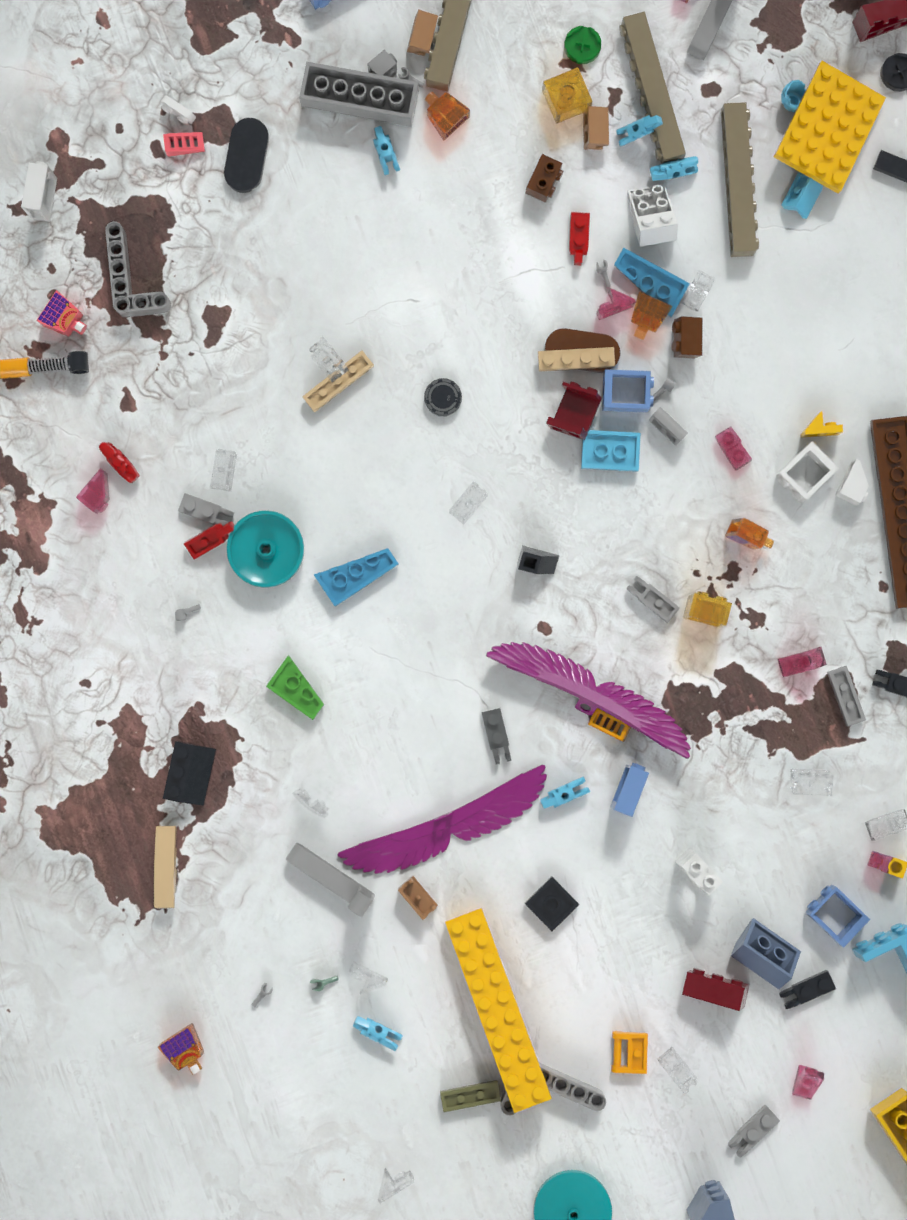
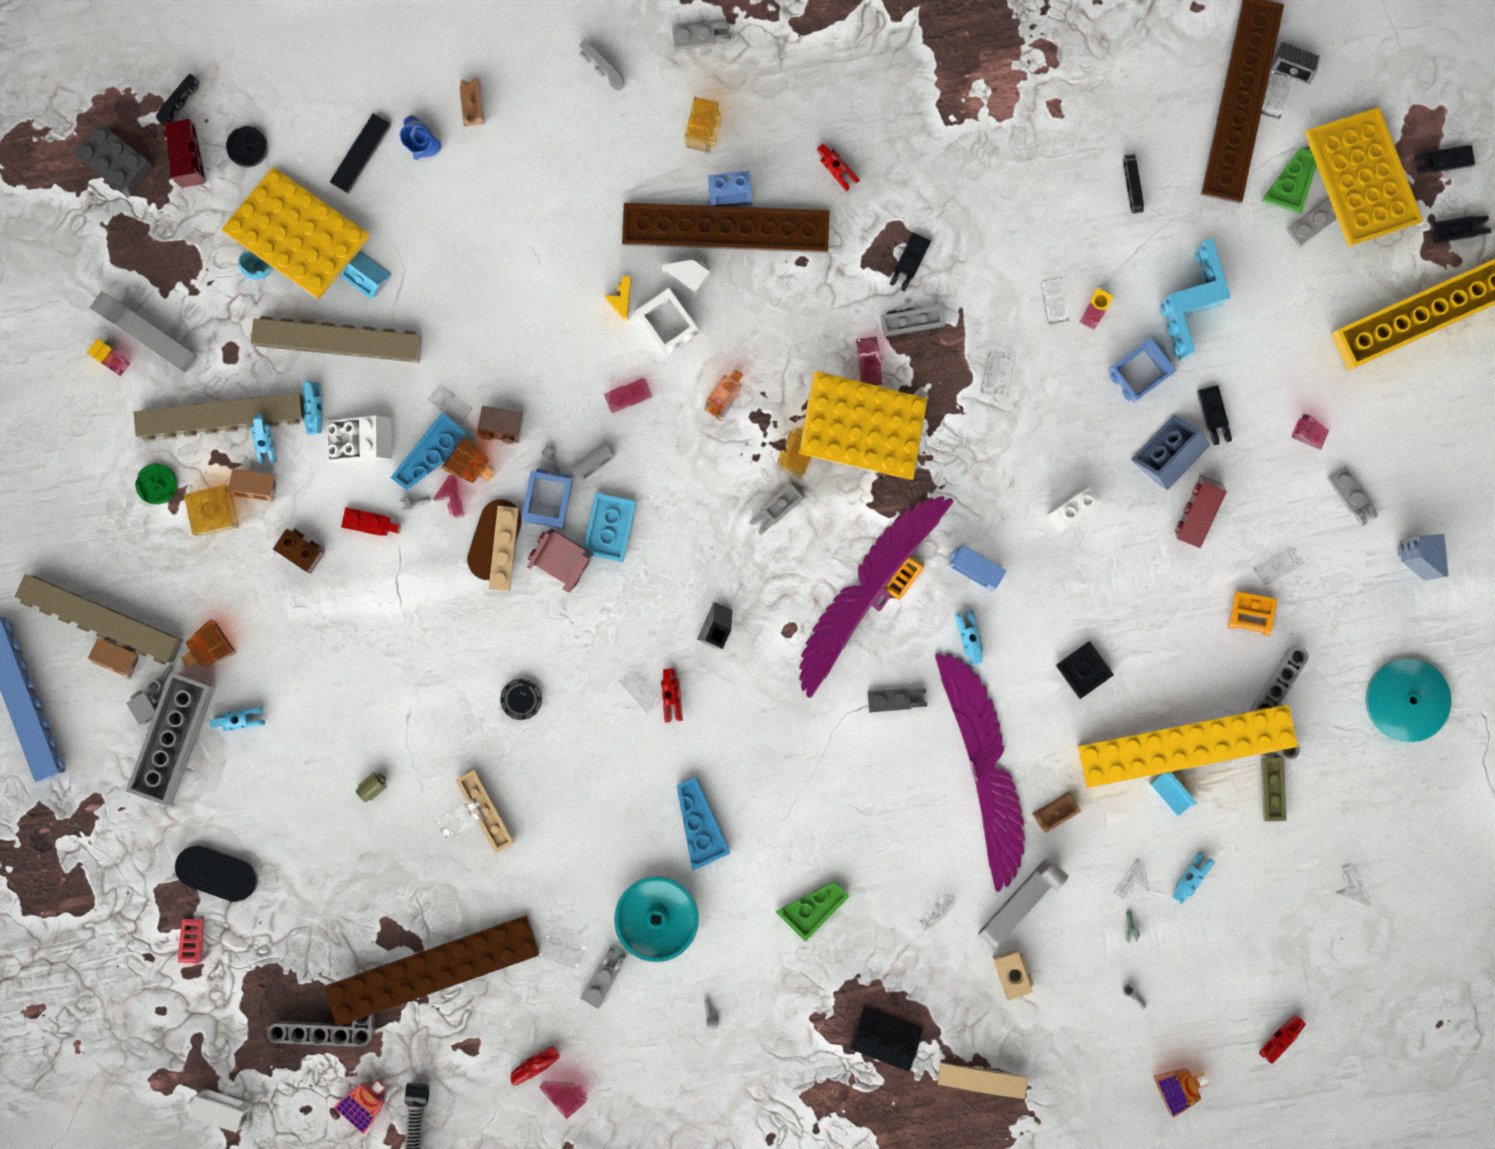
camera: 75 degrees left, 0 degrees up
(171, 106) = (147, 950): white plate -> none
(189, 356) = (431, 970): none -> reddish brown plate
(208, 539) = (635, 979): red hinge -> none
(243, 1137) = (1282, 1039): none -> red hinge
(273, 872) = (1020, 986): none -> tan brick
(344, 277) = (371, 786): none -> olive brick
(452, 1002) = (1173, 793): none -> medium azure panel
(468, 530) = (669, 686): none -> red hinge
(743, 664) = (863, 425): none -> yellow plate

